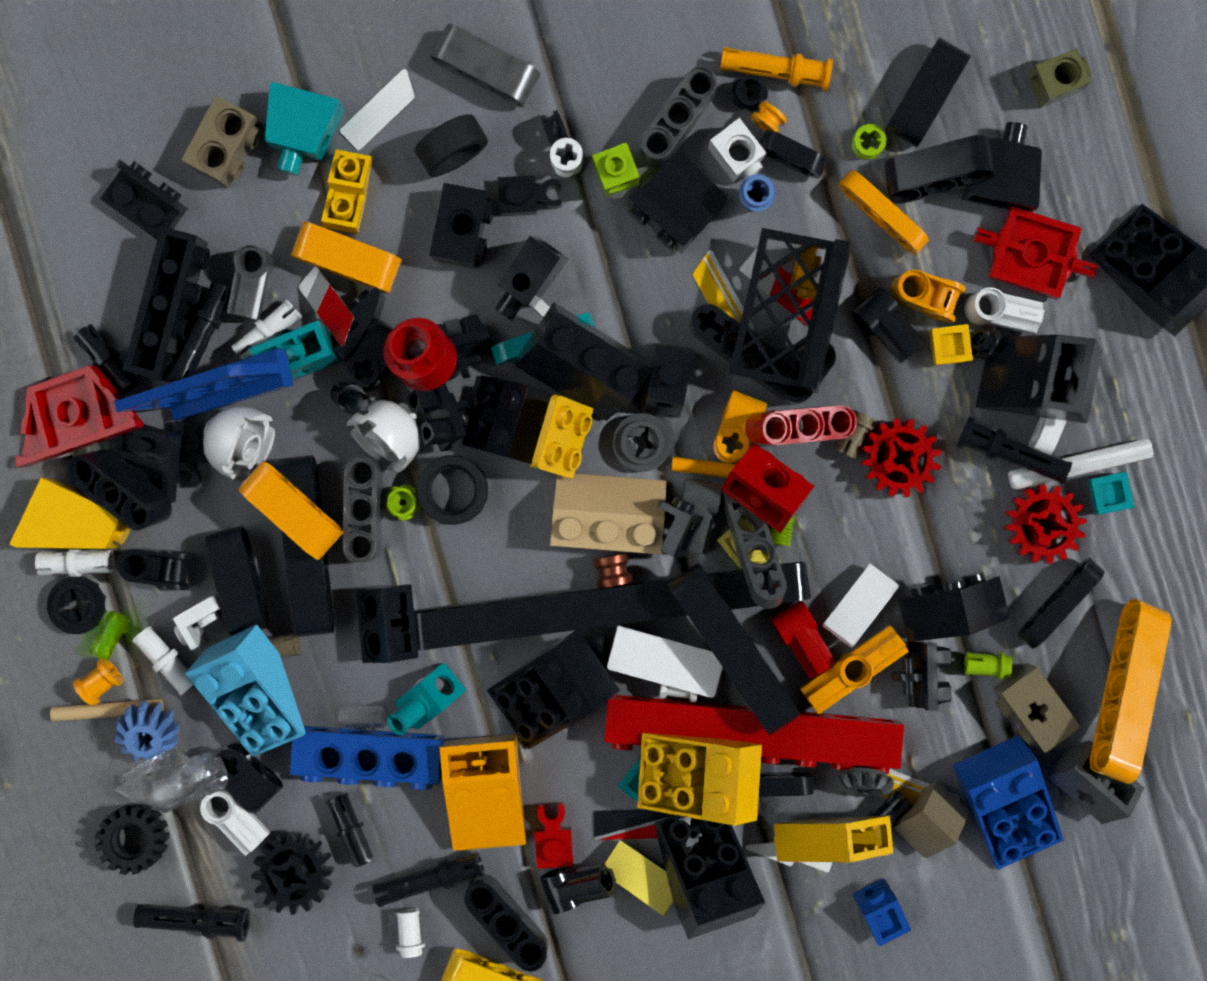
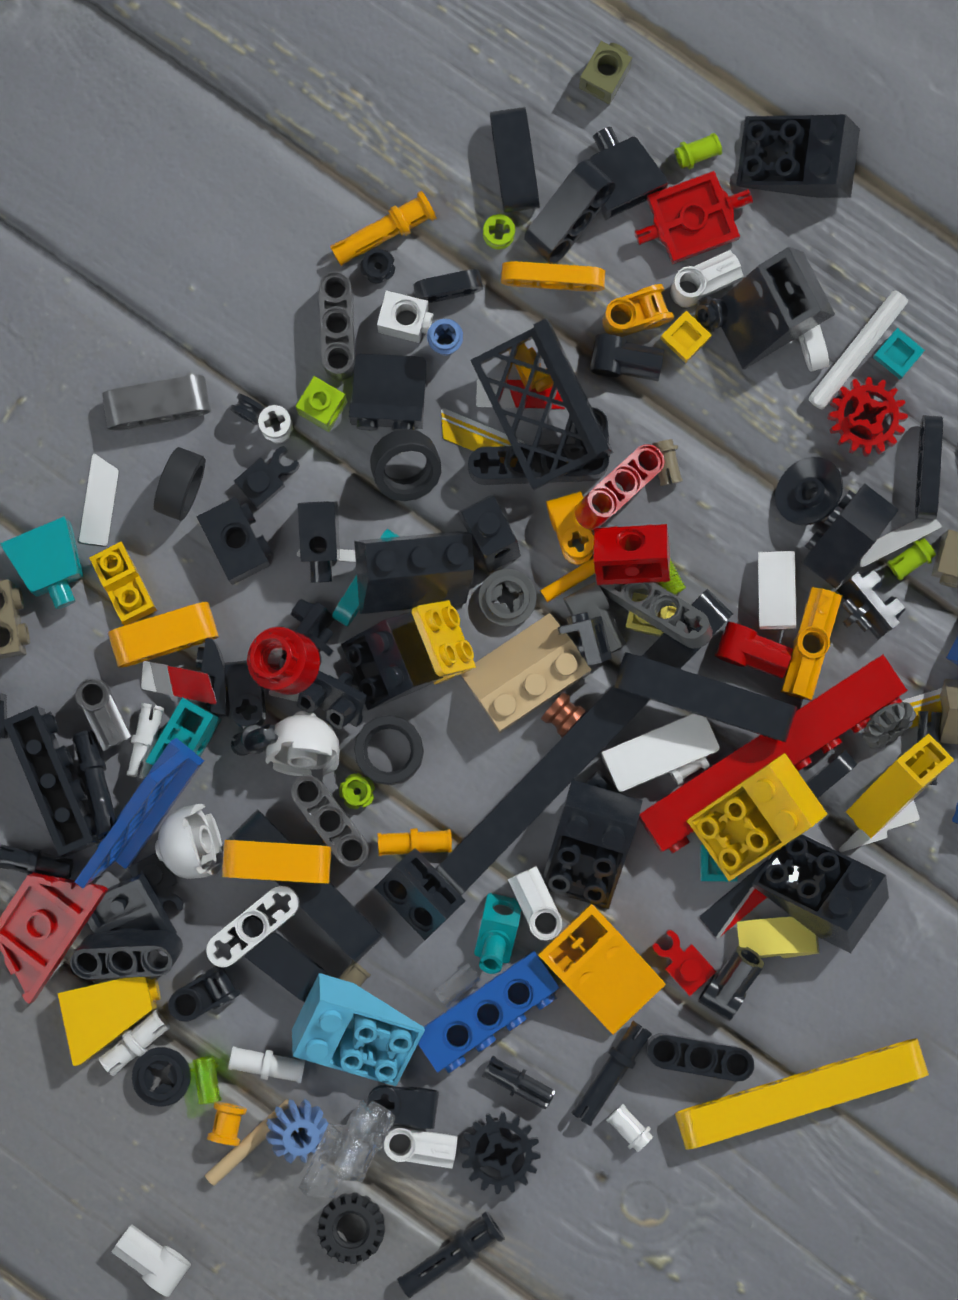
camera: 35 degrees left, 5 degrees down
(203, 614) = (267, 1002): white bracket -> none
(206, 556) = (237, 951): none -> white beam
(416, 576) = (423, 841): none -> light orange pin
(473, 700) = (534, 900): none -> white piece
(630, 291) = (412, 487): none -> black tyre
(768, 117) = (407, 273): light orange bush -> none
(909, 472) = (702, 447): red gear -> none
(950, 534) = (801, 482): none -> black dish
(994, 642) = (899, 539): none -> white sticker
(996, 444) = (780, 385): black pin -> none
(1081, 201) = (697, 151): none -> lime pin

